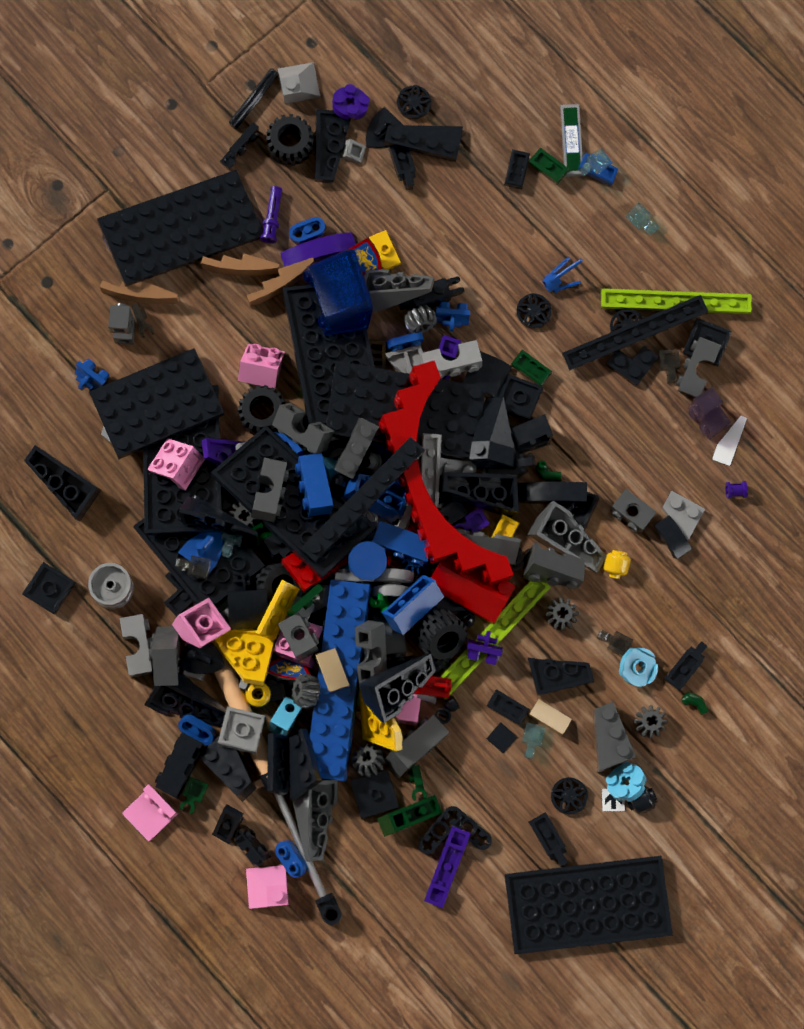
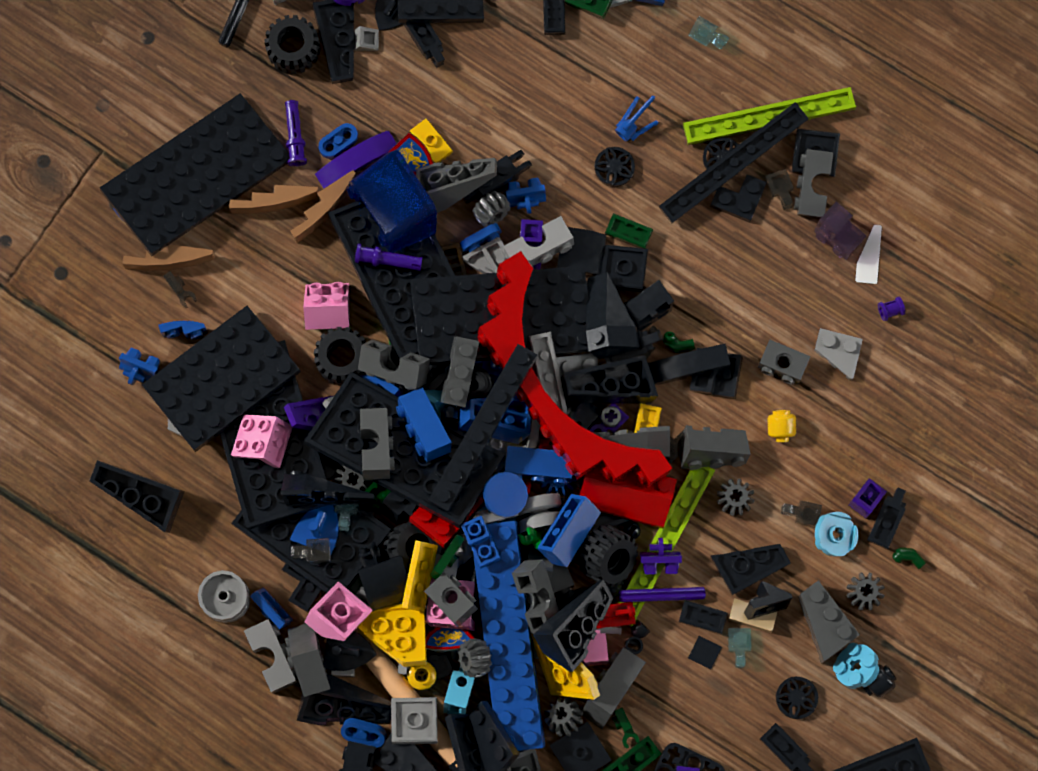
camera: 10 degrees left, 0 degrees up
(49, 588) = (154, 617): black plate -> none
(122, 324) = (159, 299): dark grey arch -> none
(142, 356) = (190, 328): none -> blue slope
(147, 606) = (270, 608): none -> blue plate
(239, 146) = (238, 65): black hinge -> none
(312, 334) = (376, 257): none -> dark purple pin
(332, 670) = (498, 627): tan slope -> none
(336, 595) = (481, 542): none -> blue slope
(477, 524) = (615, 421): none -> dark grey bush
(478, 679) = (664, 594): none -> dark purple axle
(561, 532) = (709, 405): dark grey wedge -> none
(566, 708) = (769, 600): none -> black slope
(610, 803) = (845, 694): white sticker -> none
(672, 536) = (835, 378): black slope -> none
(673, 643) = (867, 498): none -> dark purple slope

